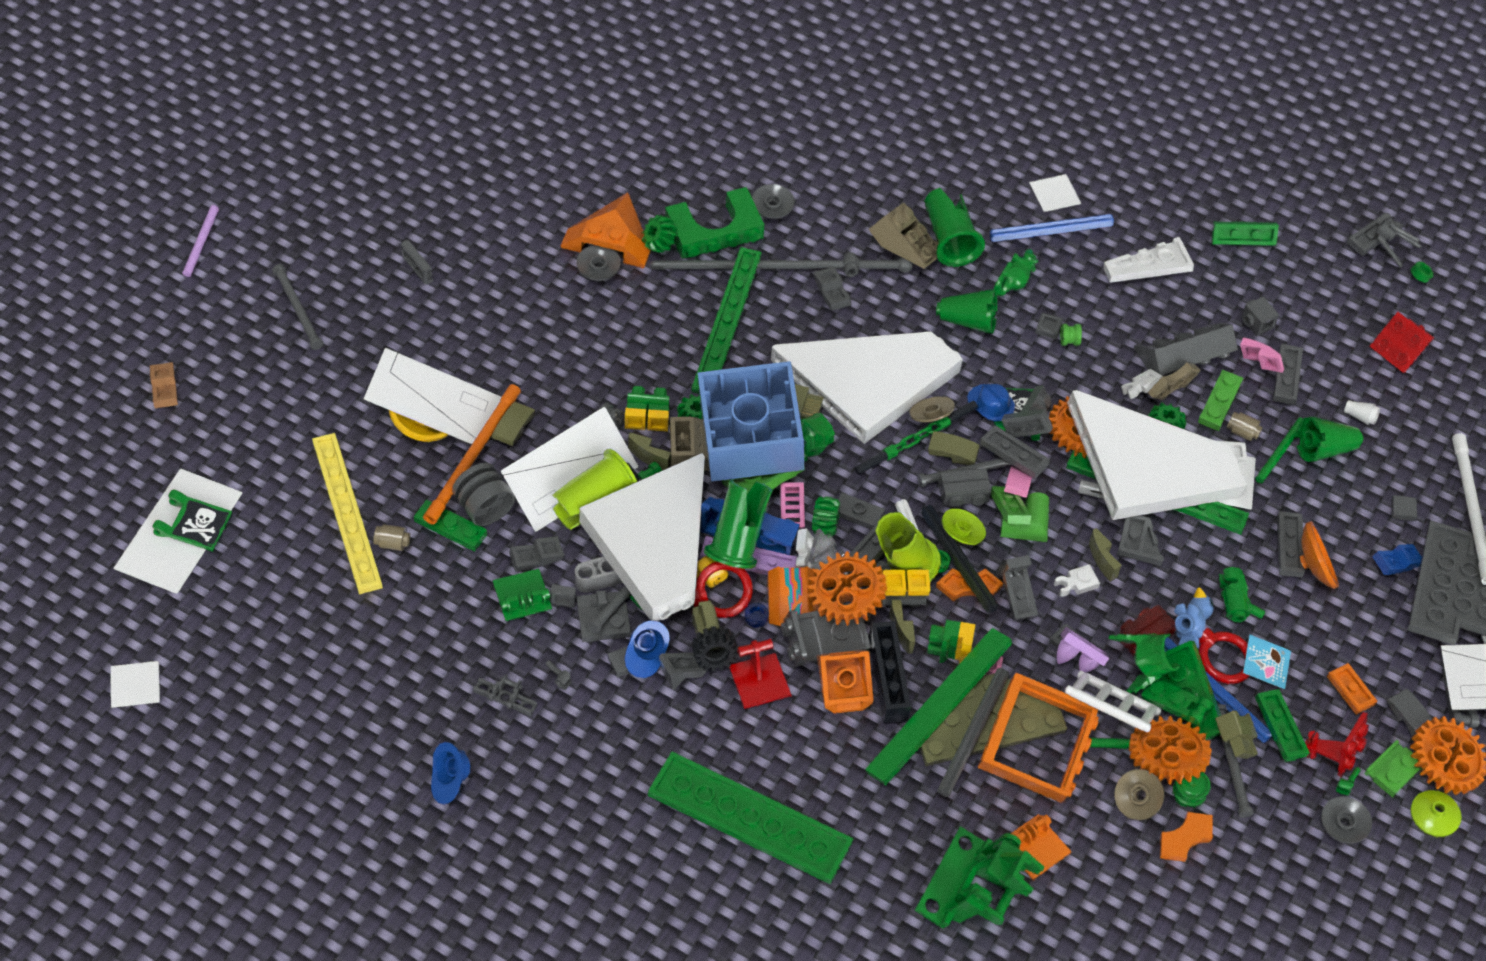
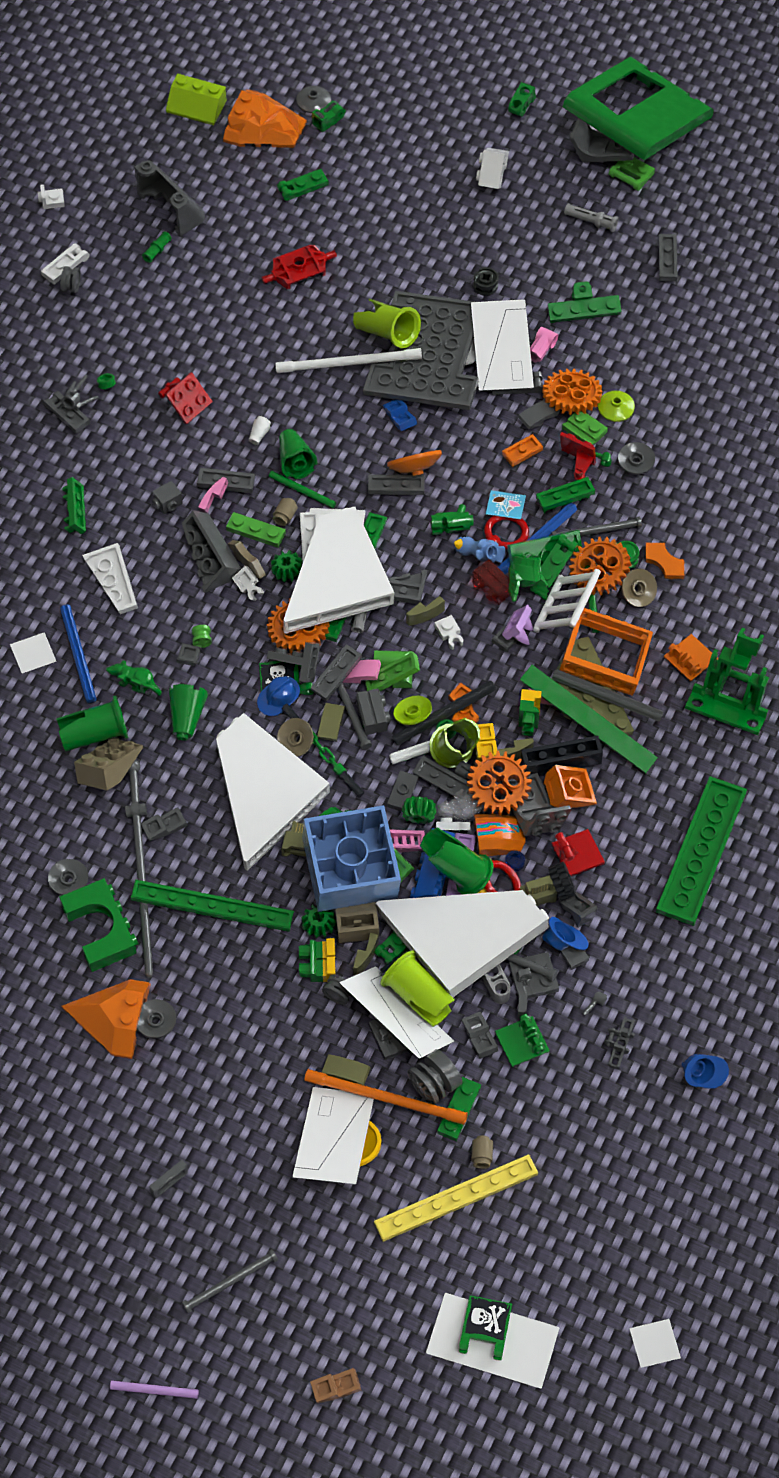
camera: 90 degrees left, 5 degrees up
(659, 234) = (129, 966): green gear -> none
(1018, 587) = (465, 669): dark grey bracket -> none
(1238, 732) = (578, 521): olive piece -> none
(1404, 508) = (349, 408): dark grey tile -> none

